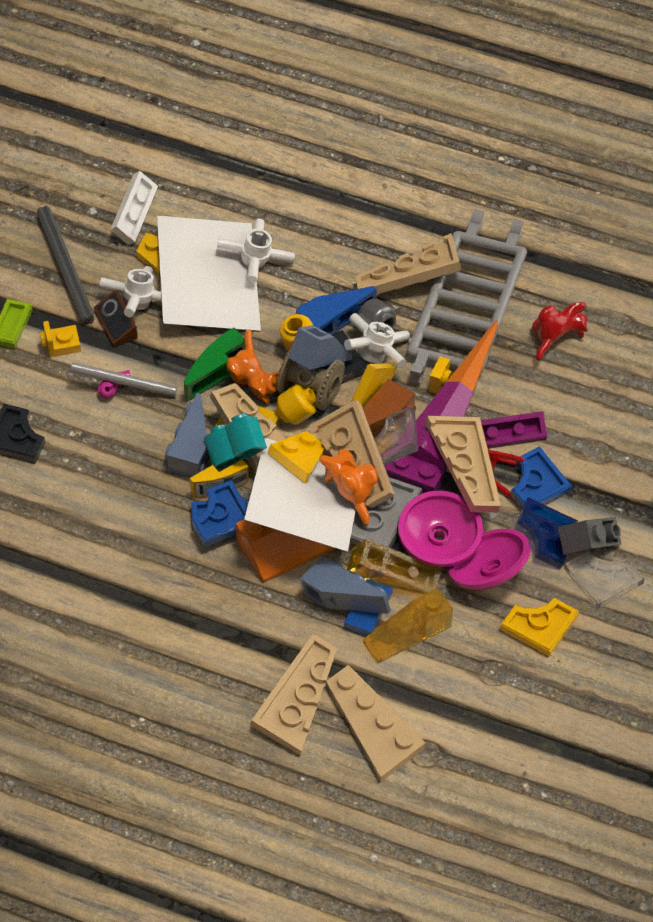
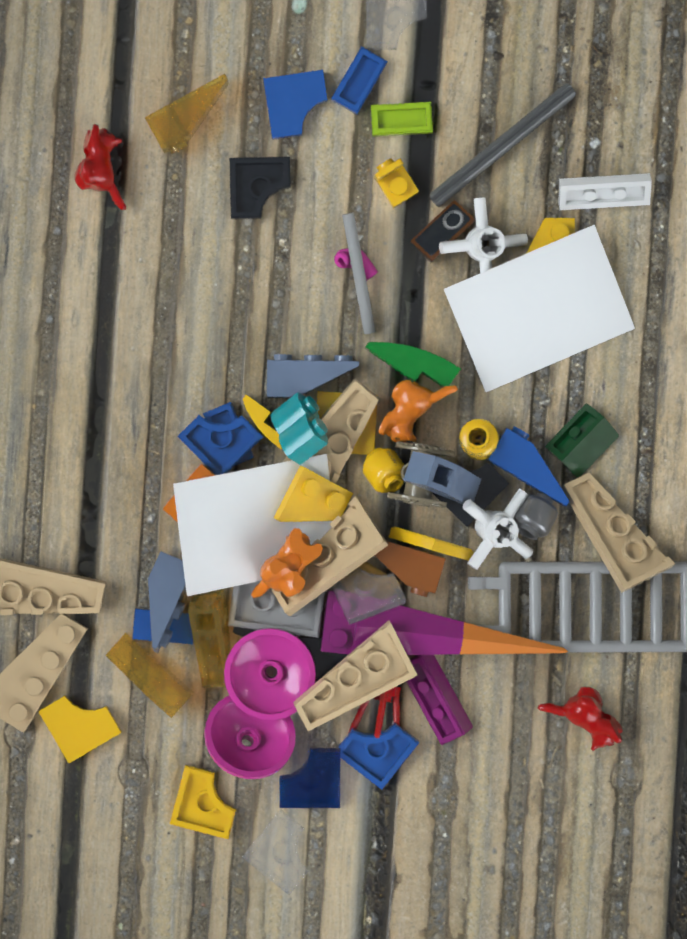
camera: 75 degrees right, 35 degrees up
(256, 250) = (595, 357): white bar -> none
(325, 272) = (582, 440): none -> dark green panel
(437, 701) = (77, 728): none -> yellow tile
(439, 375) = (478, 610): yellow plate -> none
(589, 535) = (316, 828): dark grey slope -> none

